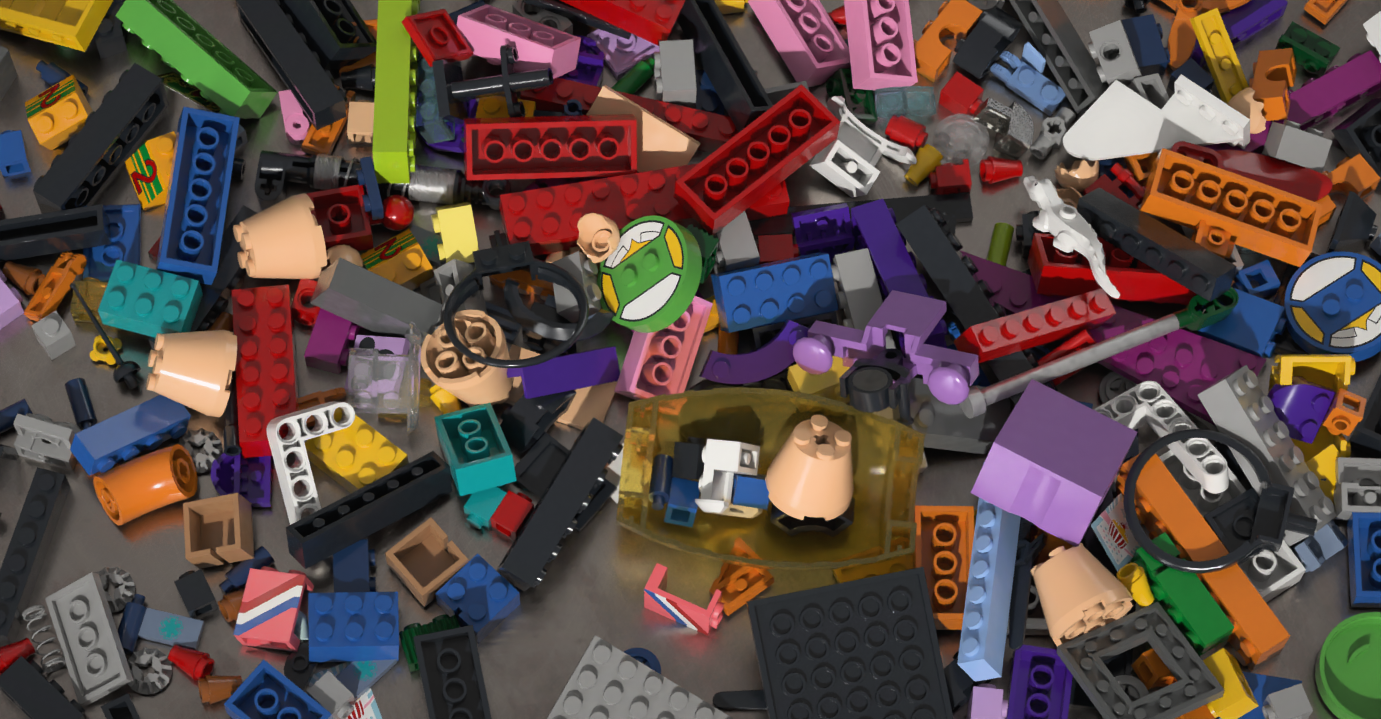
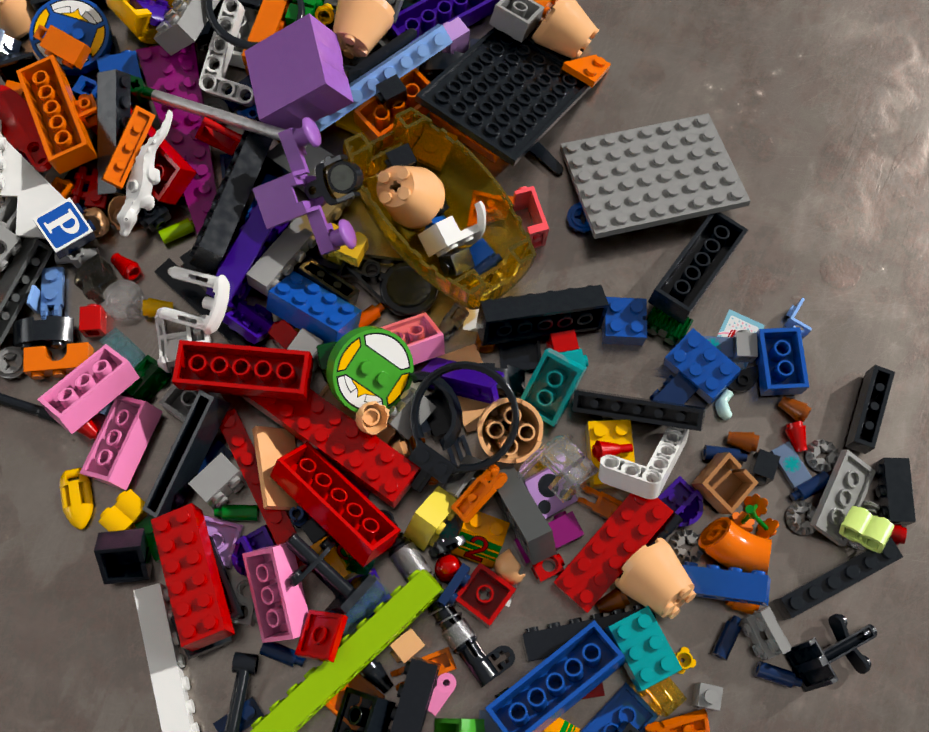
camera: 135 degrees left, 5 degrees up
(38, 615) = (866, 529): none -> yellowish green brick
(125, 370) = (685, 632): black sword -> none
(164, 528) = (754, 508): none -> orange plant
(271, 608) = (733, 417): panel -> none
(282, 241) = (535, 605): light nougat cone -> none
(358, 435) = (604, 448): none -> red cone
(420, 220) = (445, 546): none -> black plate
(423, 562) = (632, 360): medium nougat piece -> none
(432, 275) = (479, 493): none -> orange hinge
(757, 364) = (359, 275): dark purple brick -> none
(861, 195) = (216, 305): none -> white piece
(864, 499) = (400, 156): none -> black brick
(906, 132) = (143, 332): red brick -> none
(951, 178) = (154, 284): red brick -> none
(956, 554) = (391, 92): none -> black brick
(1036, 326) = (225, 143): red brick -> none
(1080, 126) = (65, 227): none -> piece
(1116, 236) = (128, 147): none -> orange plate
(1322, 275) = (63, 46): none -> orange brick

